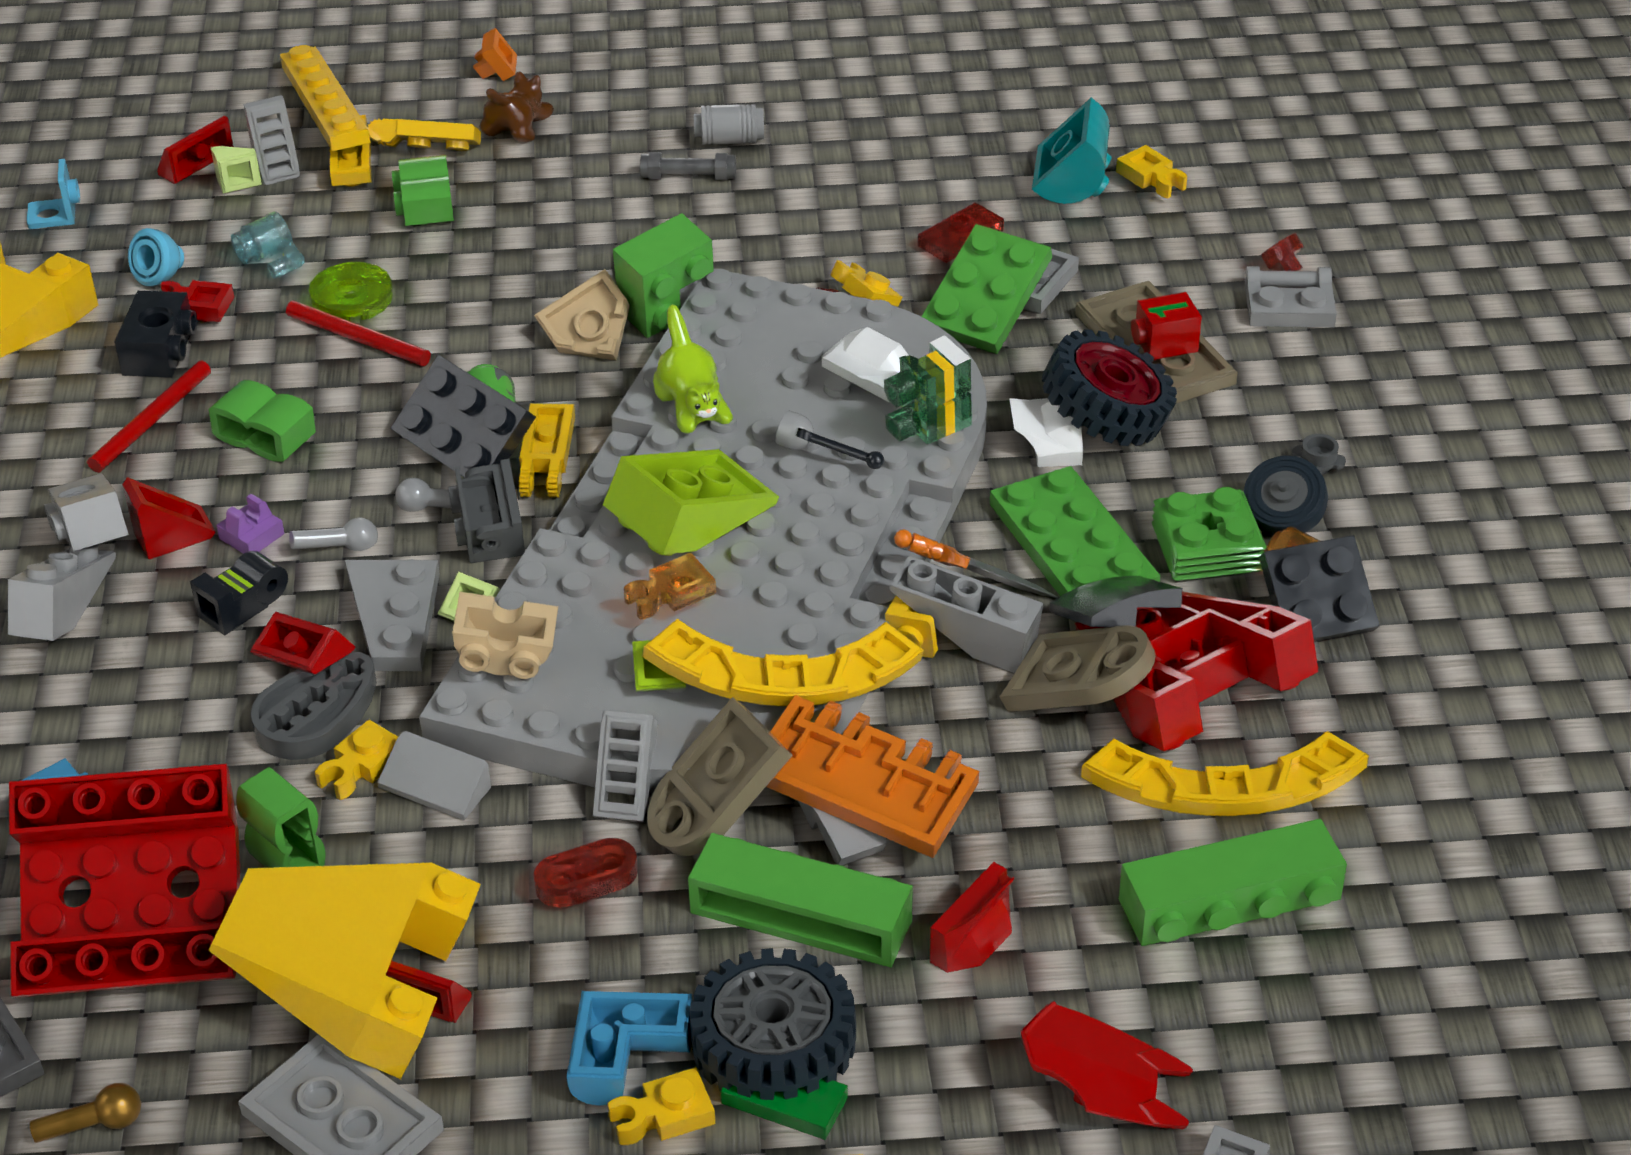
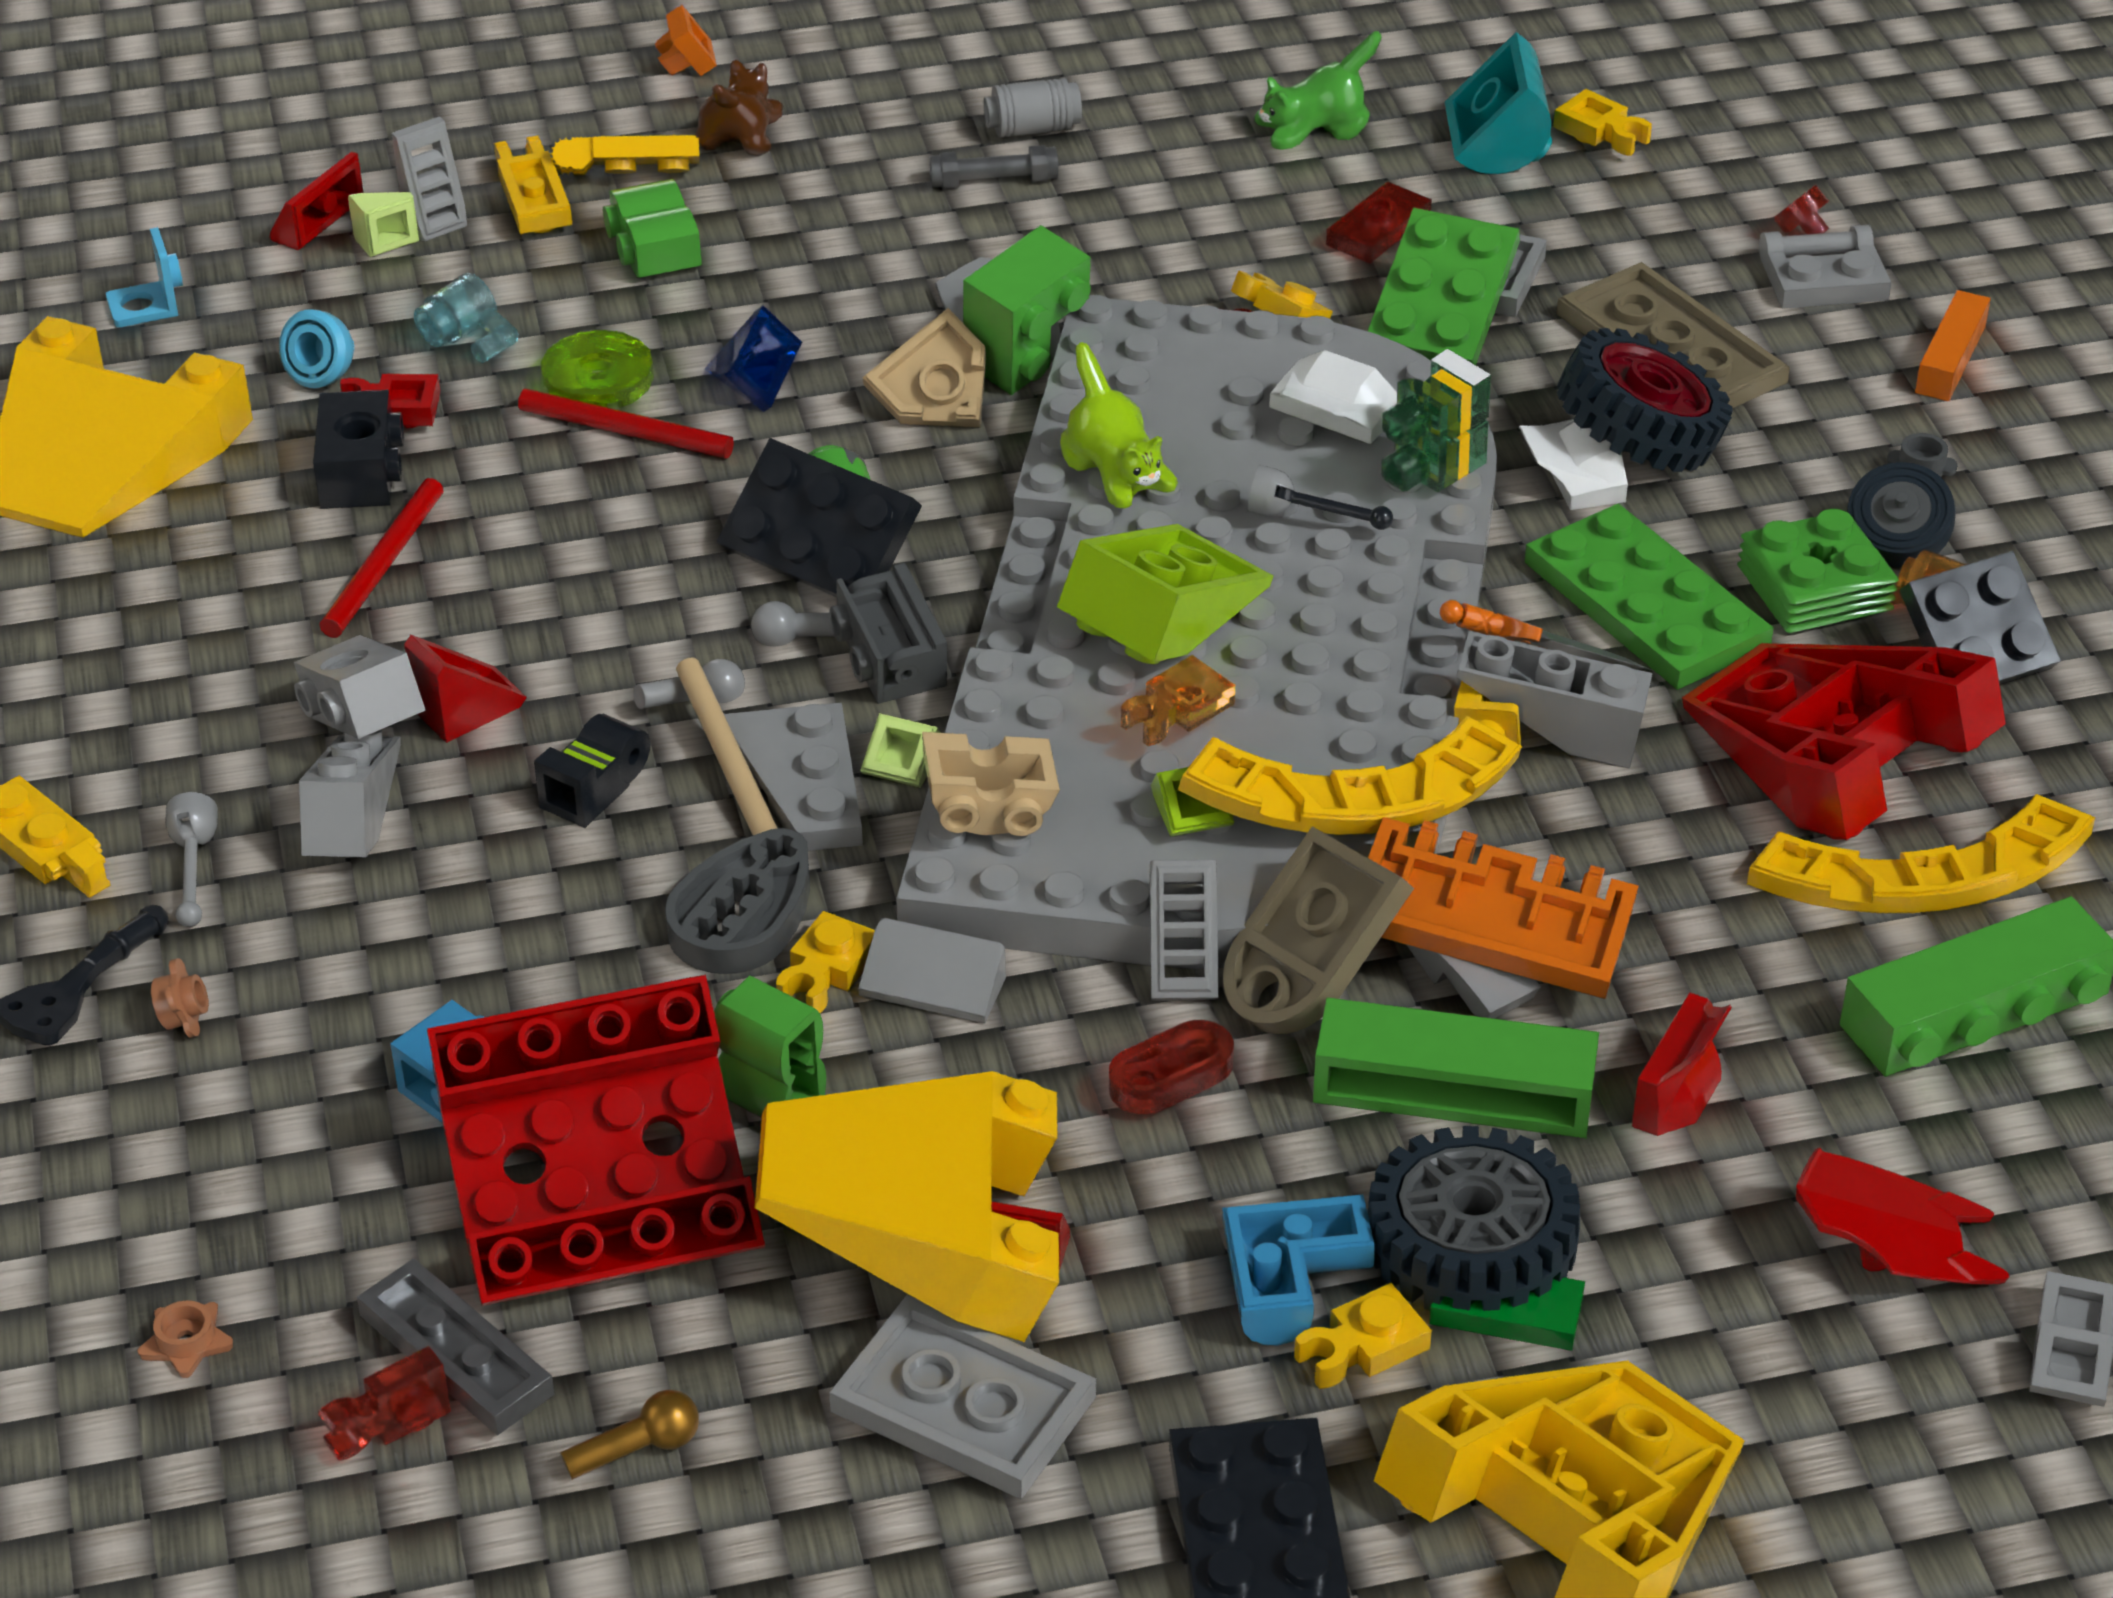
camera: 10 degrees left, 0 degrees up
(251, 526) = (574, 685): medium lavender tile -> none
(262, 420) = (543, 547): bright green brick -> none
(301, 644) = (702, 825): red slope -> none
(324, 98) = (475, 117): yellow plate -> none
(340, 579) = (725, 746): none -> tan bar
(468, 293) = (757, 358): none -> clear blue slope
(546, 447) = (936, 544): yellow hinge -> none
(946, 136) = (1325, 99): none -> bright green animal
(1079, 668) = (1718, 749): dark tan tile -> none
(1115, 600) = (1737, 662): slope -> none
(1167, 325) = (1693, 314): red brick -> none
(1370, 367) = (1952, 345): none -> orange piece

